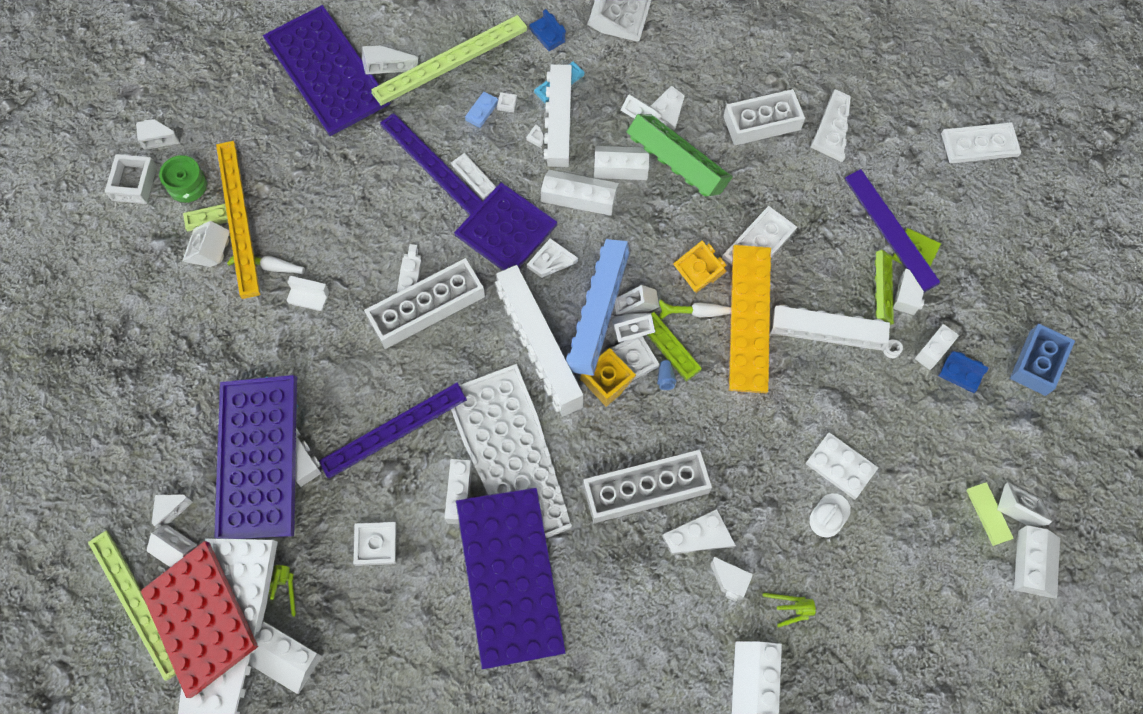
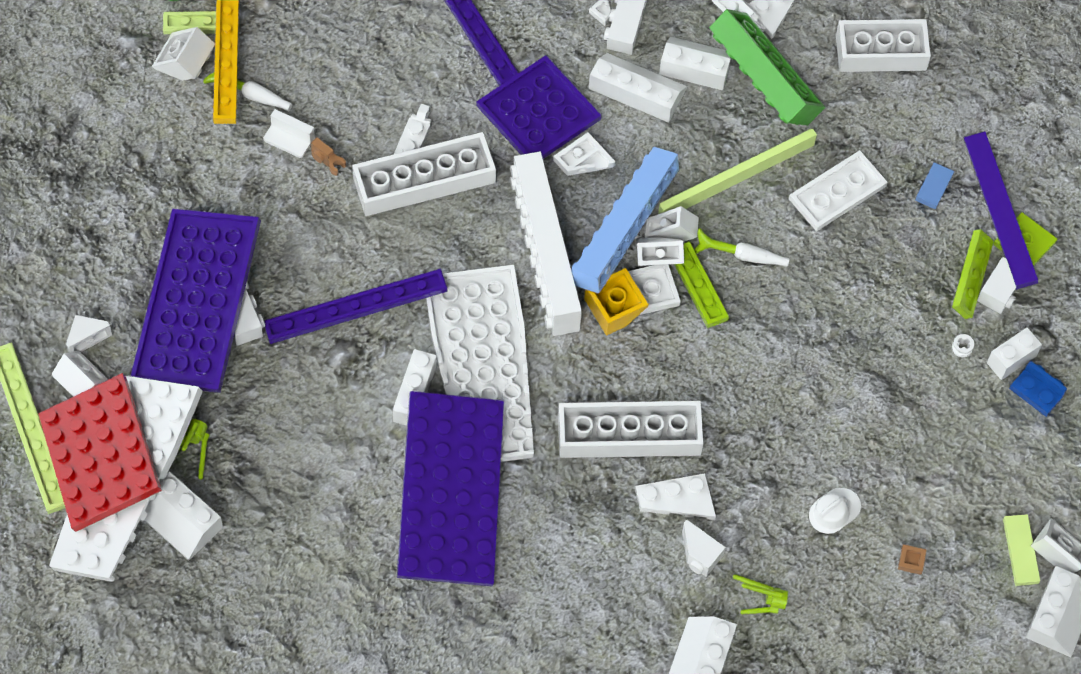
camera: 10 degrees right, 5 degrees down
(339, 304) = (325, 154): none -> medium nougat plate
(375, 543) = (307, 423): white plate -> none
(473, 176) = (514, 41): white tile -> none
(666, 376) = (685, 317): medium blue cone -> none
(678, 245) = (740, 172): none -> yellowish green tile
(700, 266) = (759, 202): yellow plate -> none
(750, 319) = (801, 274): yellow plate -> none
(830, 327) = (893, 304): white brick -> none
(833, 127) = (962, 82): white wing -> none
(833, 221) = (934, 185): none -> medium blue tile
(841, 465) = (863, 460): white plate -> none
(905, 545) = (912, 559): none -> medium nougat plate

